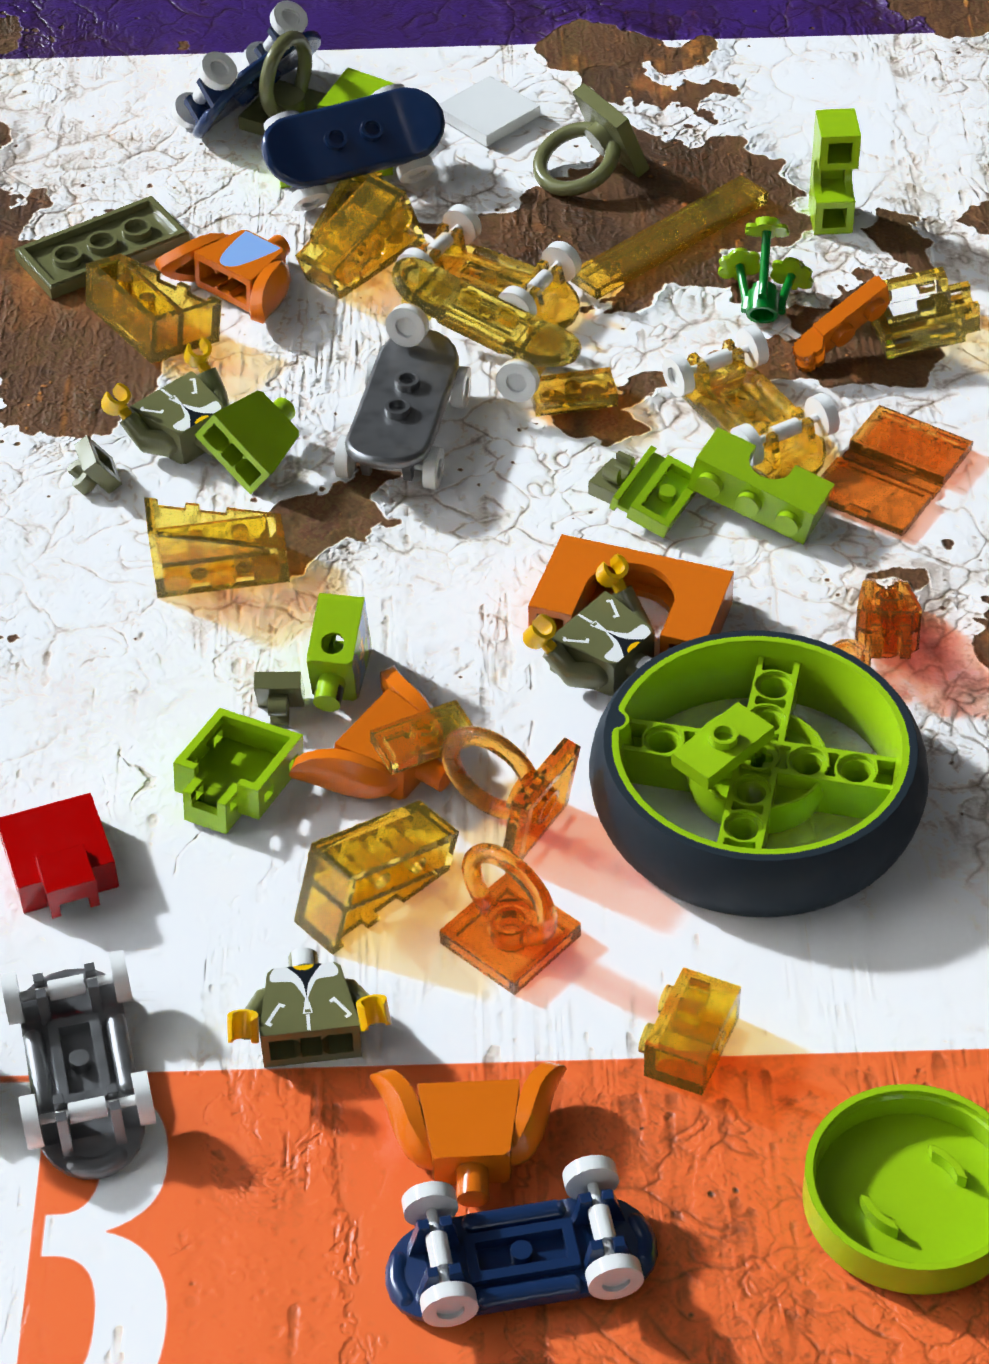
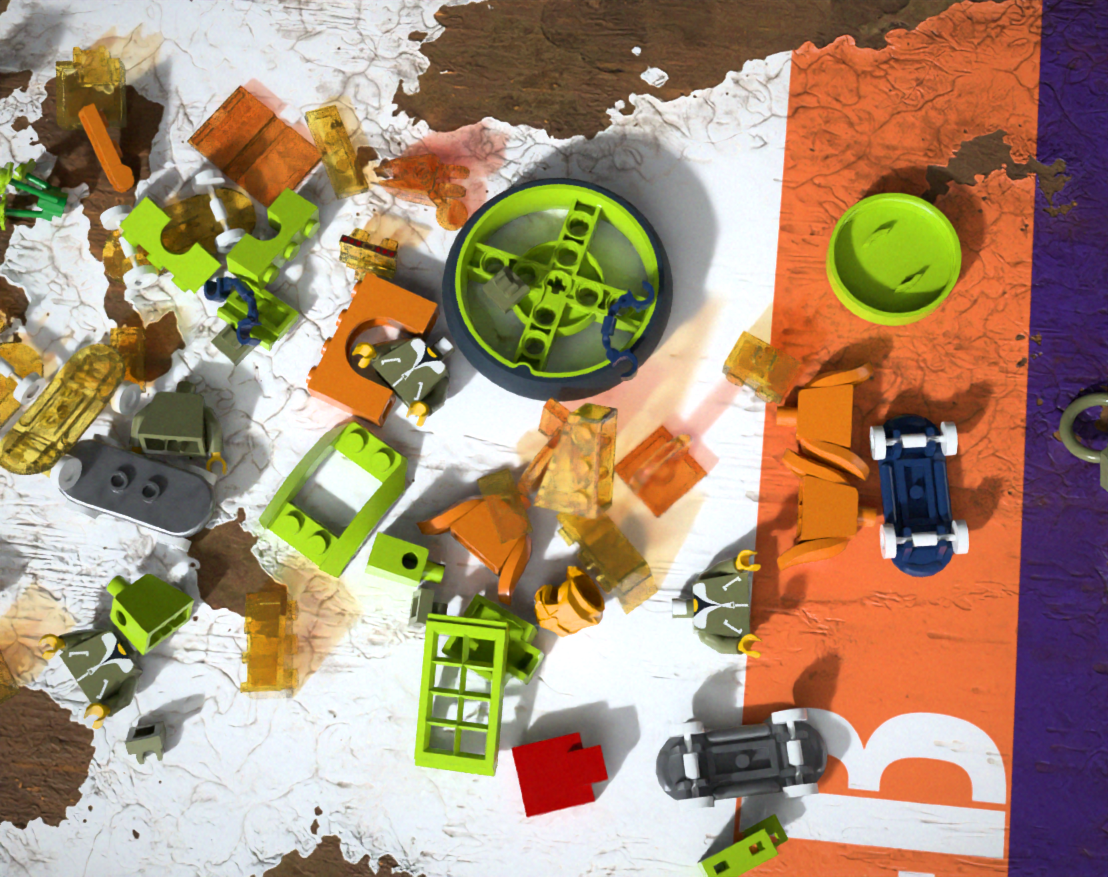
camera: 80 degrees left, 30 degrees up
(77, 740) = (455, 759): none -> lime piece
(286, 825) = (569, 605): none -> light orange helmet
(475, 636) = (307, 533): none -> lime wedge
(484, 779) = (583, 464): none -> clear yellow wedge
(490, 438) = (179, 426): none -> olive torso
(628, 1117) = (825, 418): none -> orange torso
(654, 808) = (609, 325): none -> dark blue piece
(675, 457) = (220, 291): none -> dark blue piece
(722, 746) = (564, 303): lime plate -> none
(730, 680) = (506, 289): none -> olive tile
(735, 357) = (146, 228): none -> lime arch
(759, 581) = (367, 257): none -> clear yellow hips
(906, 539) = (336, 152): none -> clear yellow tile

